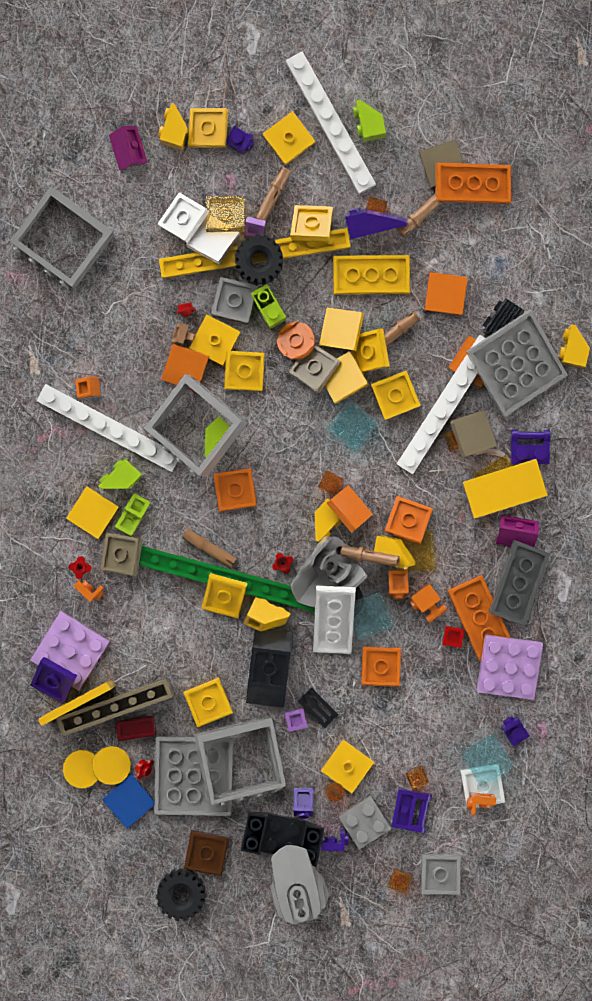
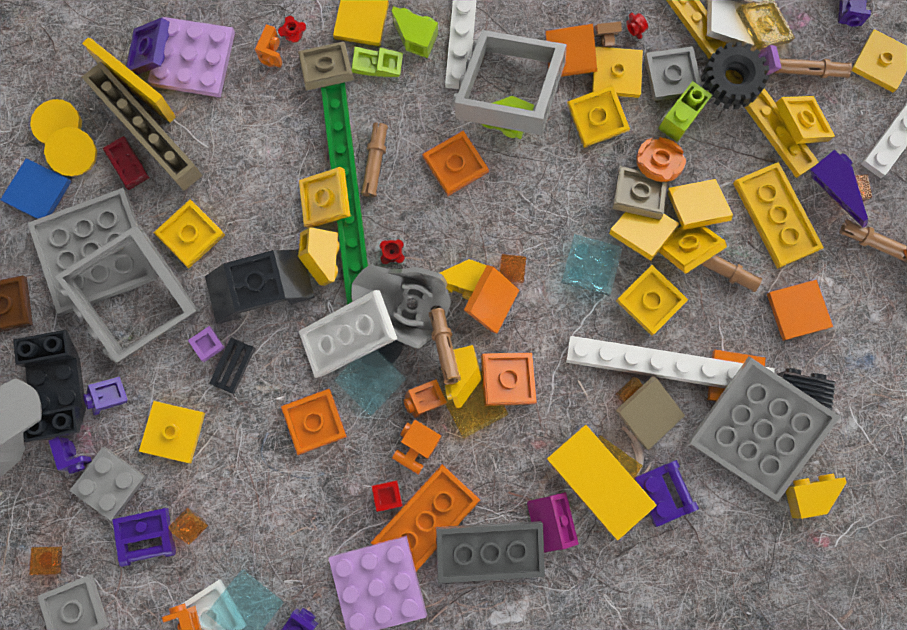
camera: 60 degrees right, 10 degrees down
(143, 768) = (79, 190): red plate -> none
(334, 796) = (127, 428): clear orange plate -> none

